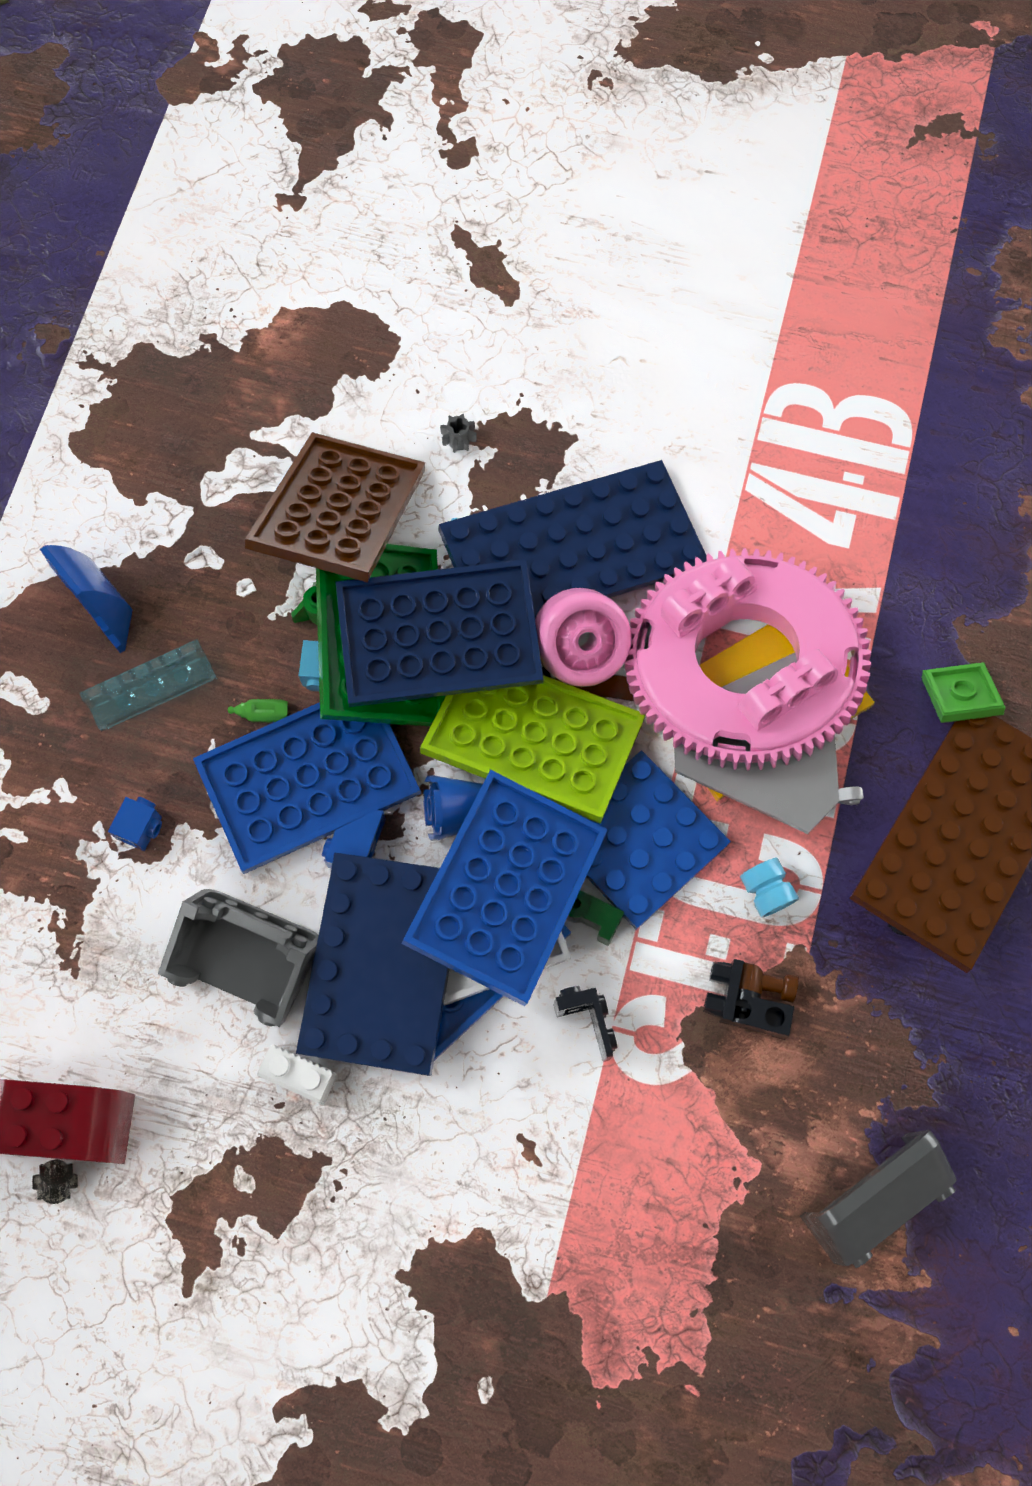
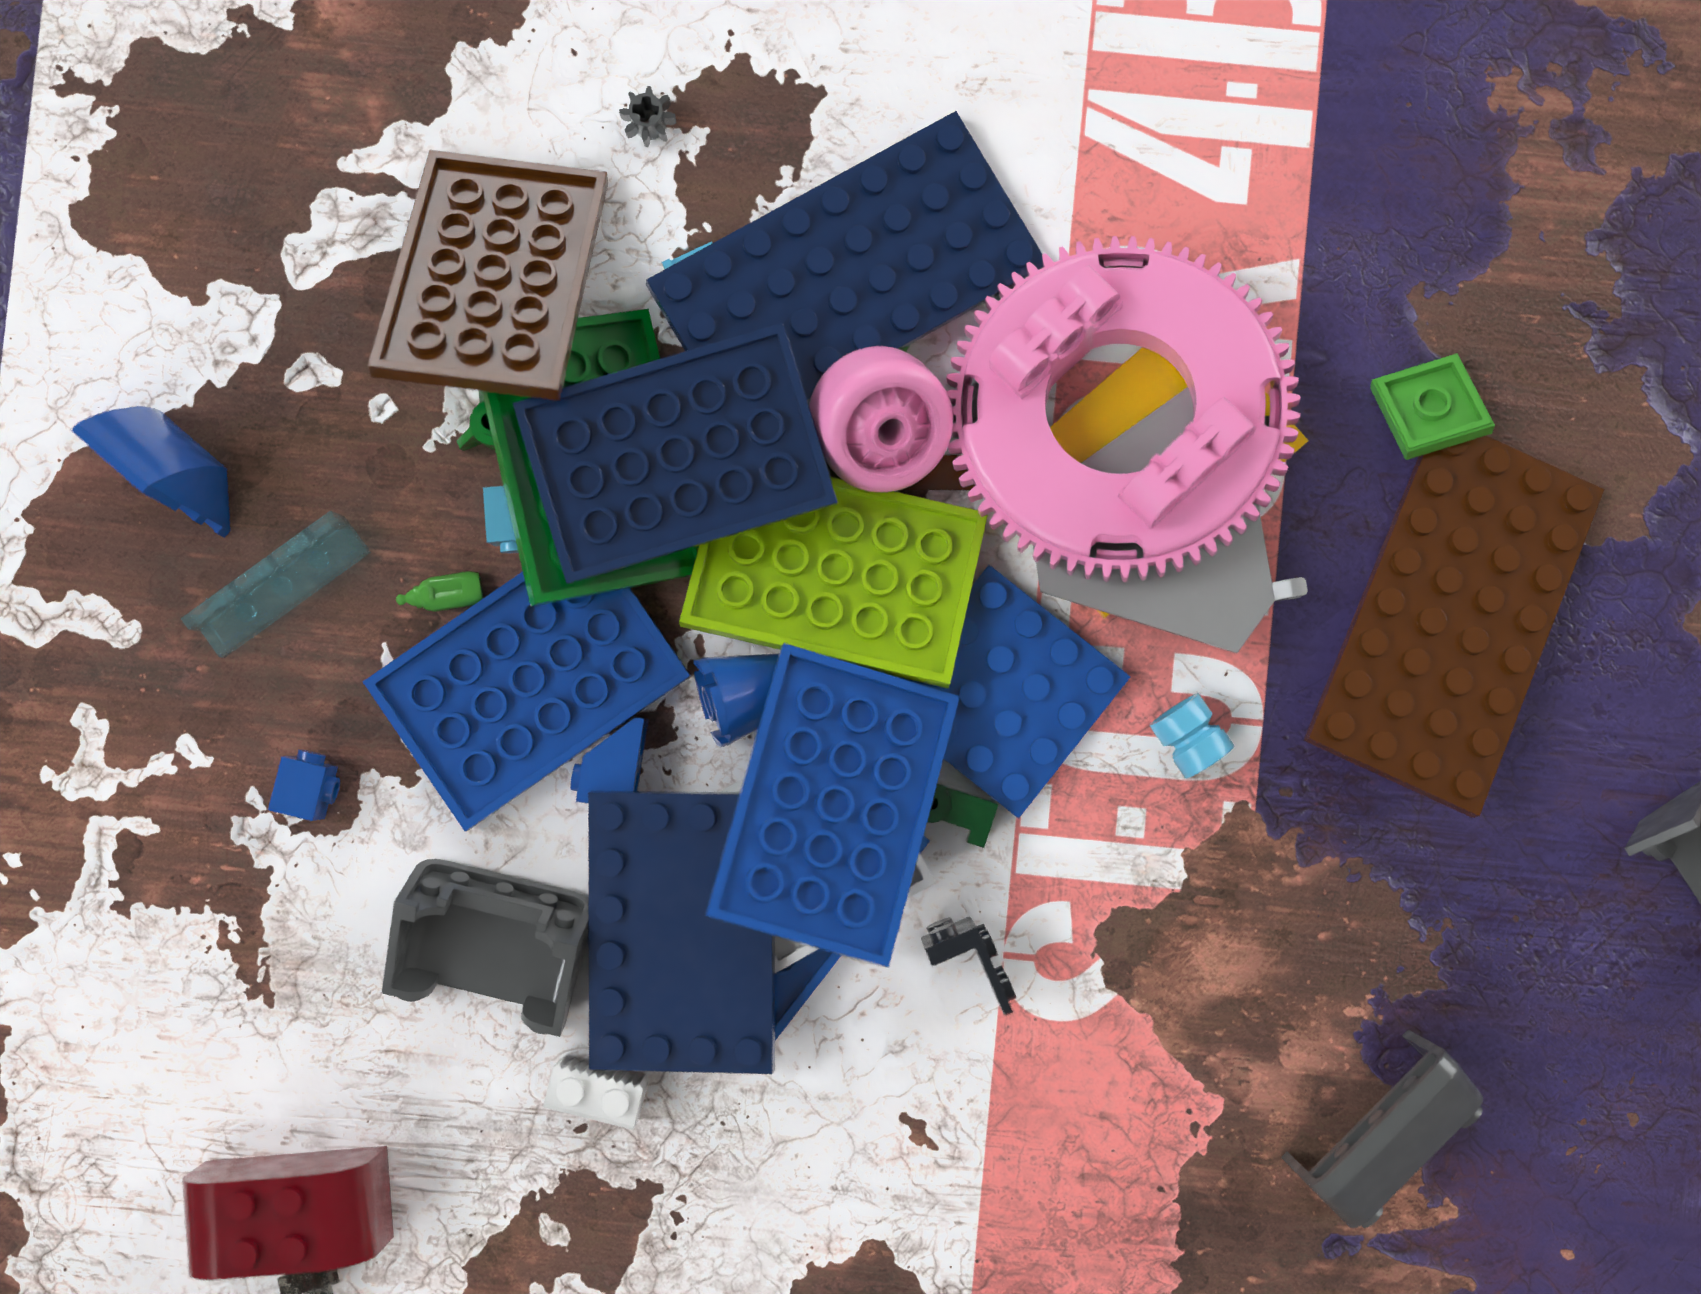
camera: 10 degrees left, 15 degrees up
(743, 1002) = (1173, 891): black hips -> none

